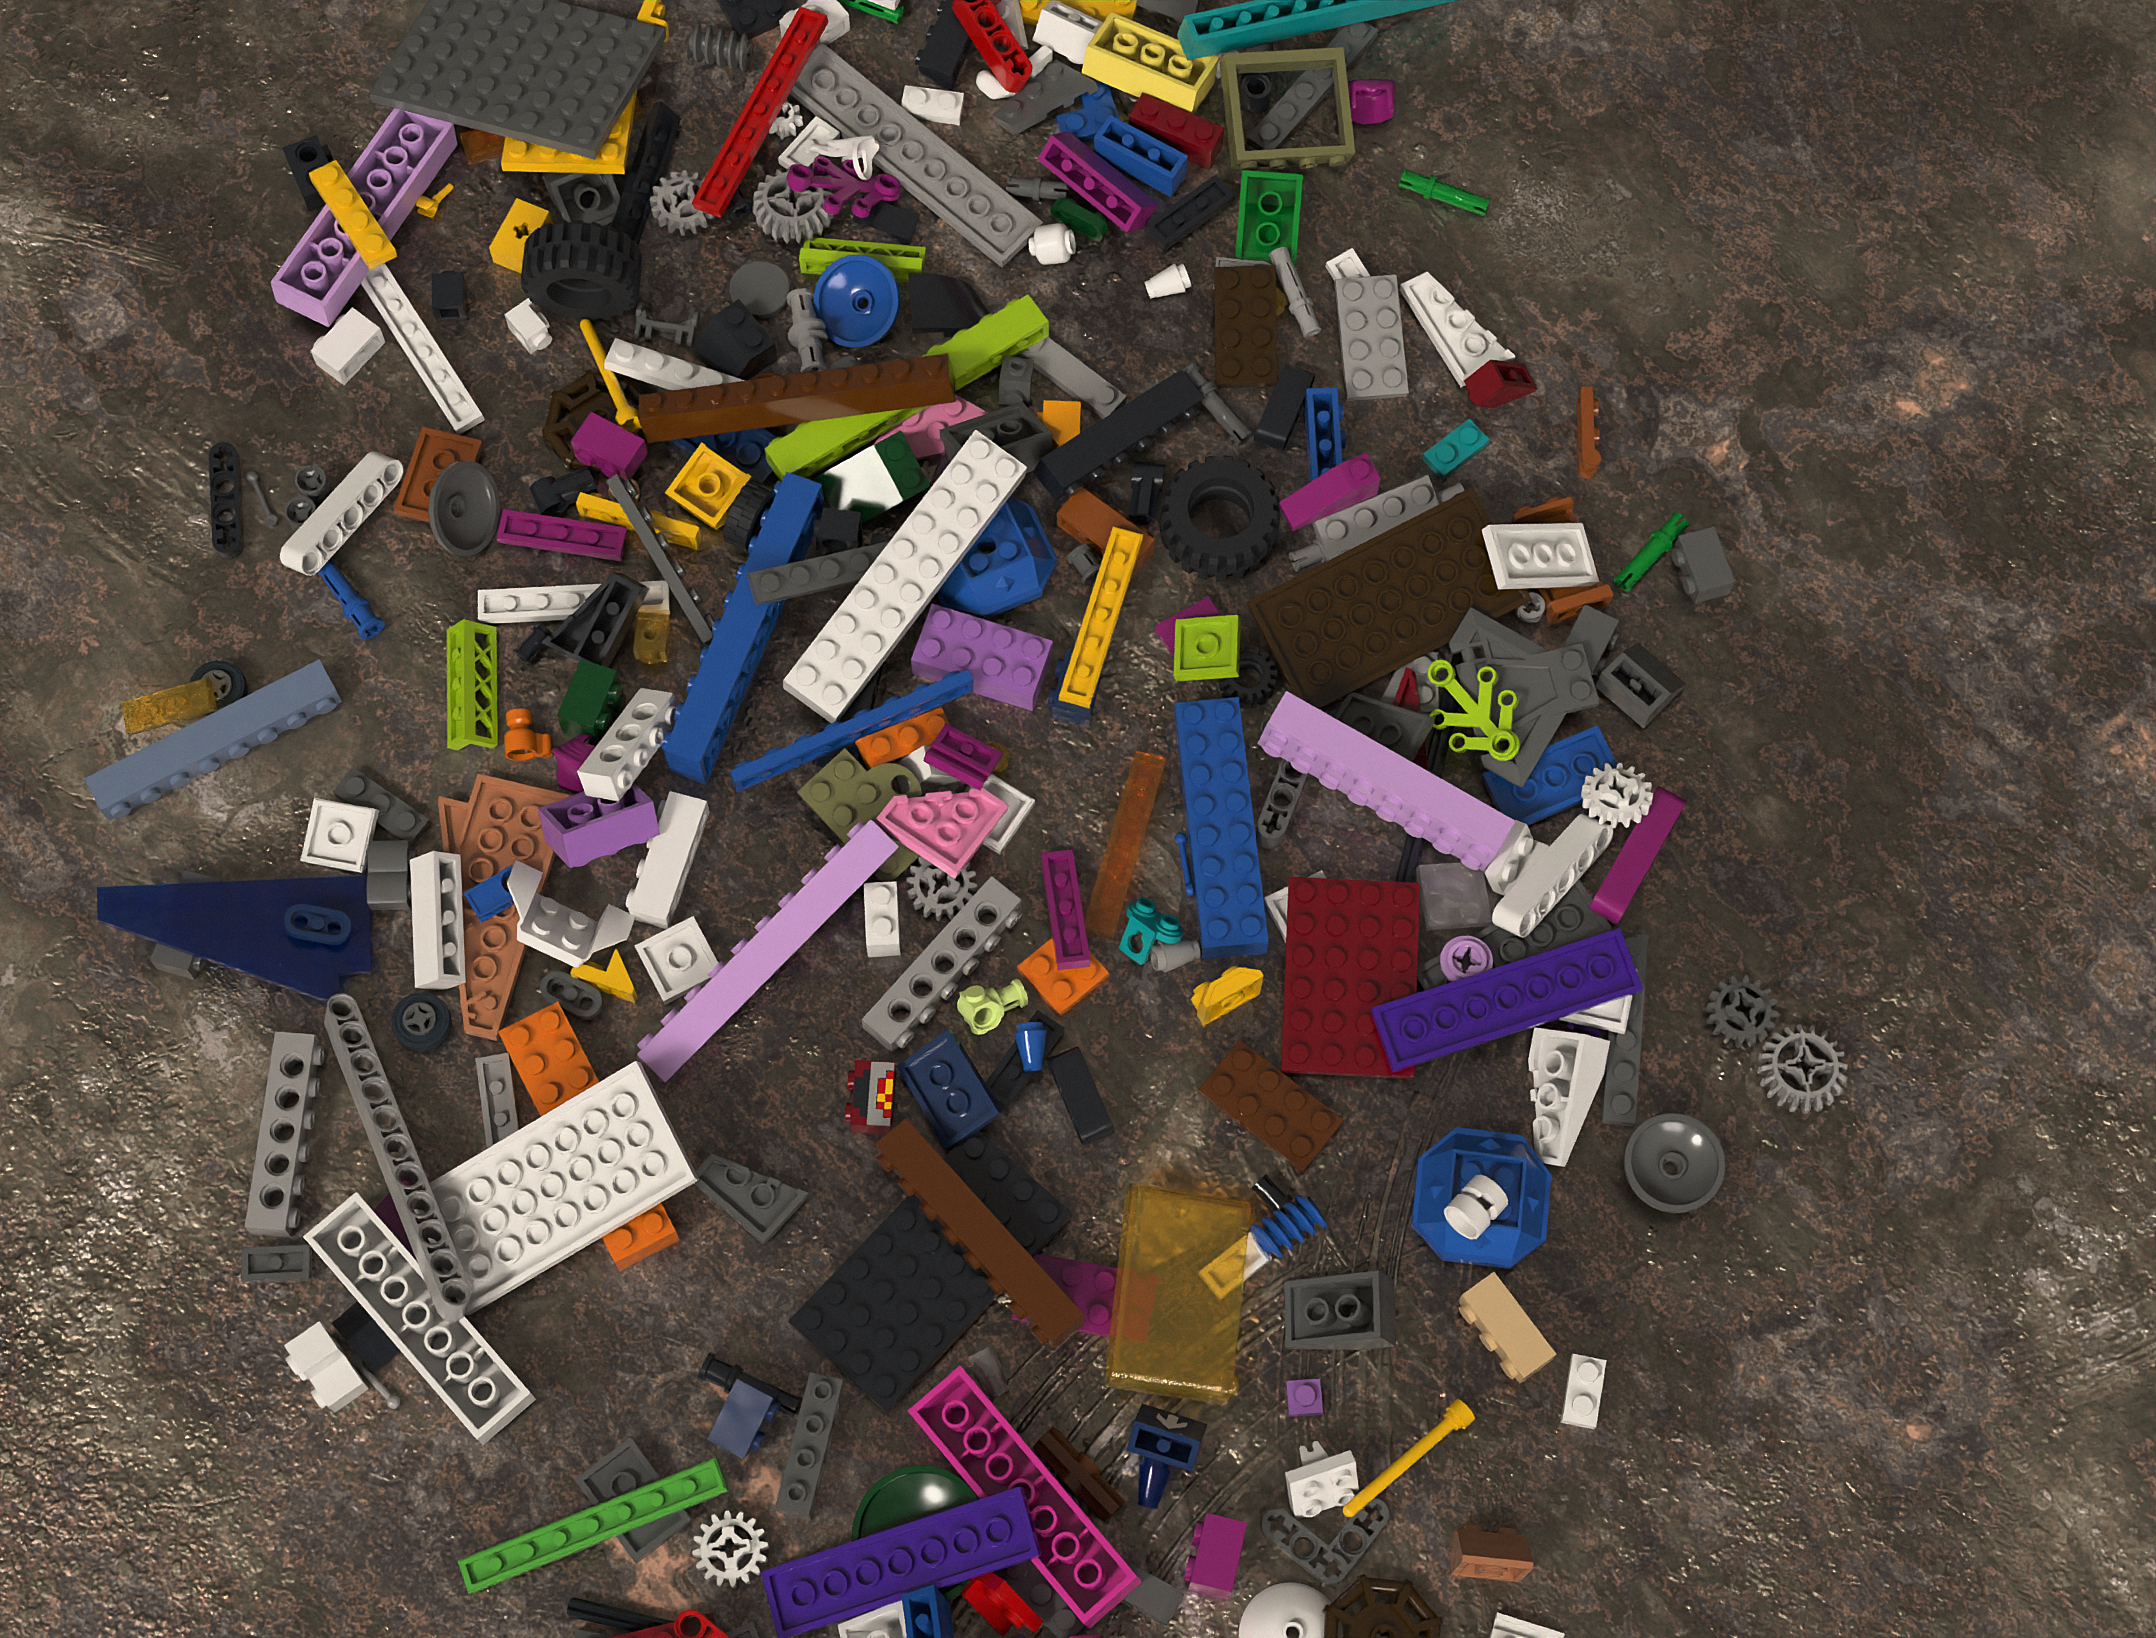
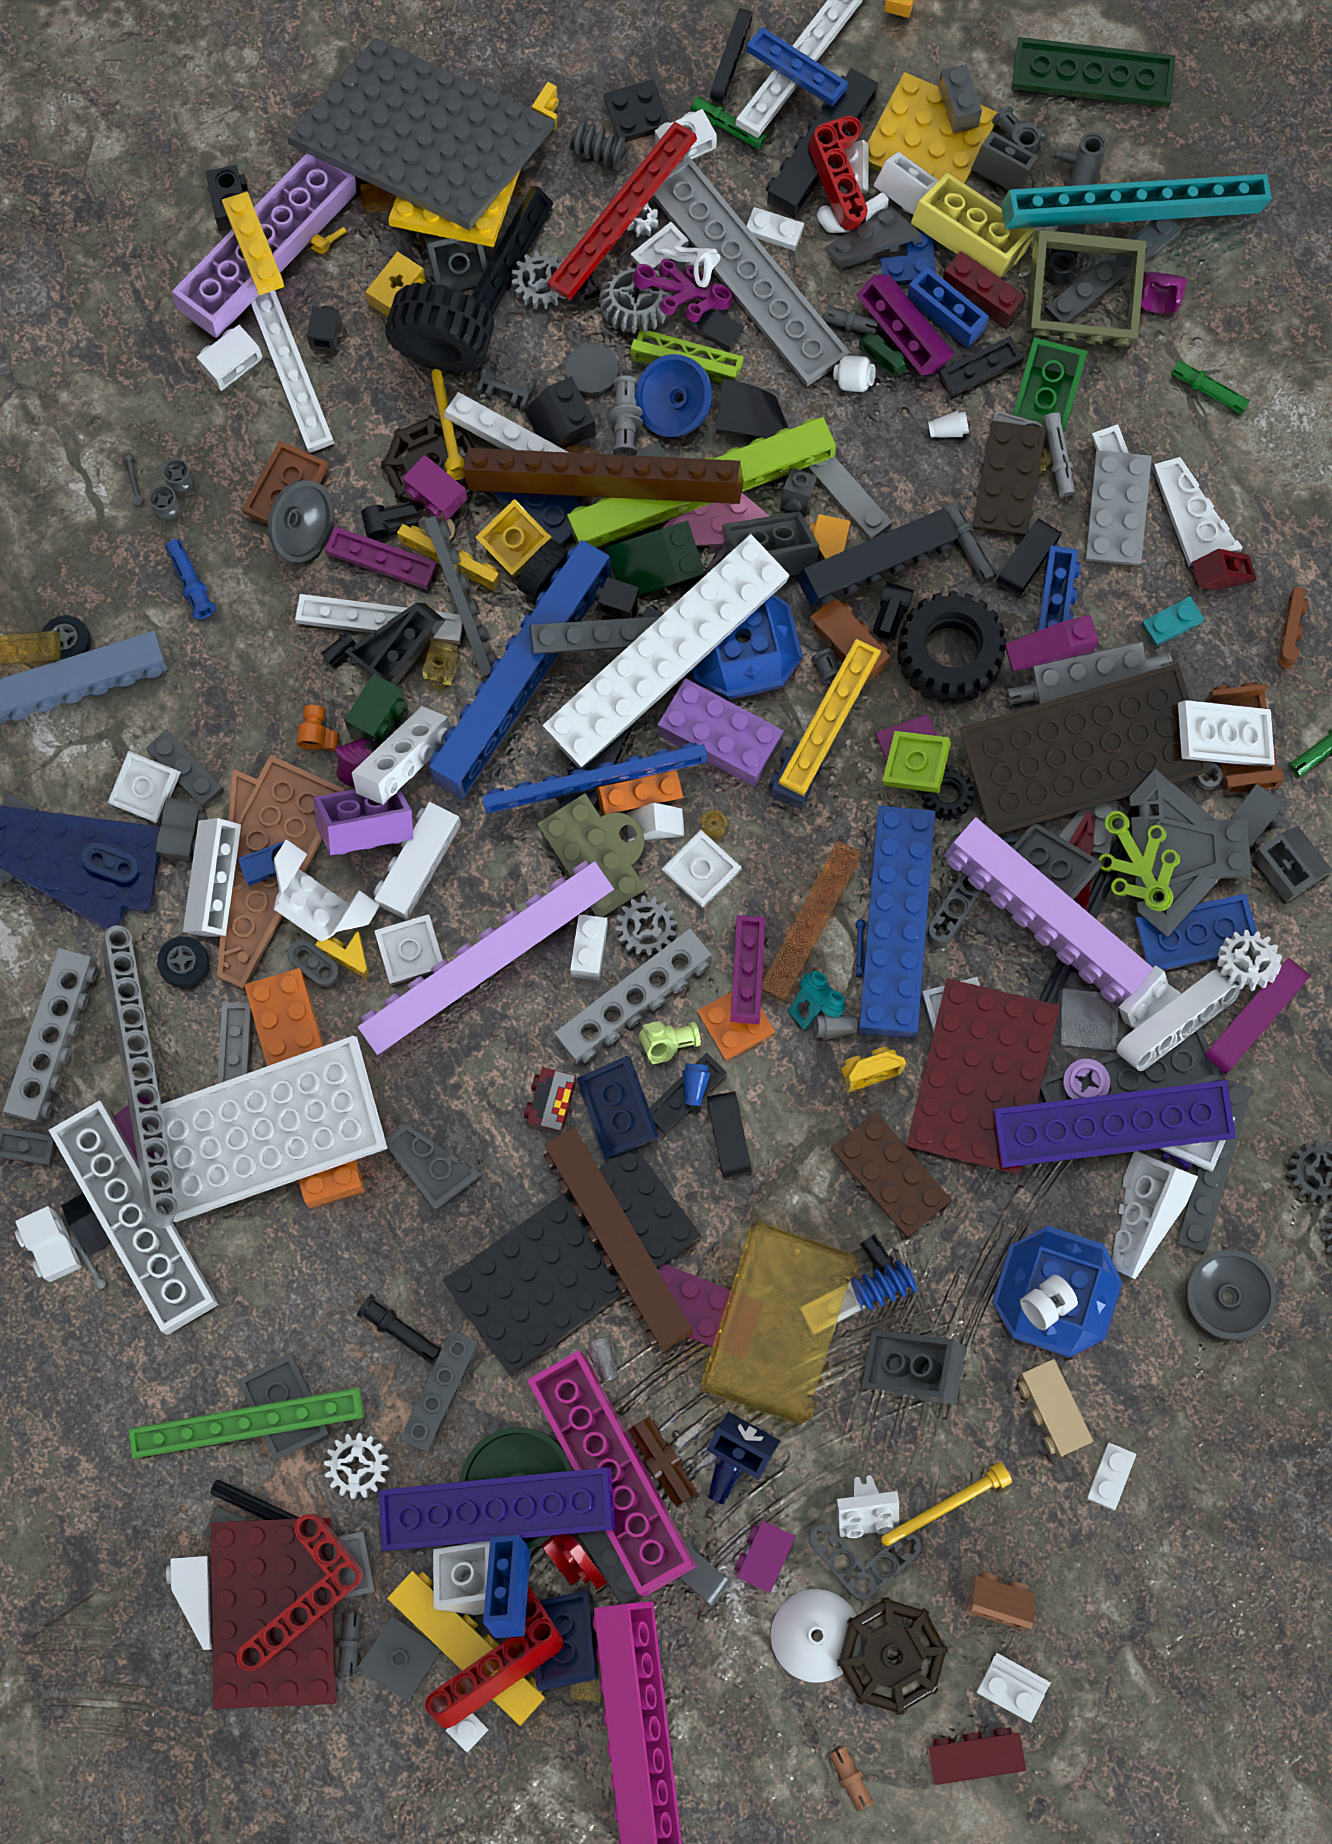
camera: 15 degrees right, 5 degrees up
(222, 501) = (99, 475): black beam -> none
(341, 513) = (196, 505): white beam -> none
(461, 680) = (270, 676): lime fence -> none
(529, 326) = (387, 367): white brick -> none
(744, 1416) = (389, 1355): dark blue brick -> none
(943, 825) = (656, 876): bright pink plate -> none
(962, 756) = (685, 819): magenta plate -> none
(1304, 1397) = (868, 1433): medium lavender plate -> none

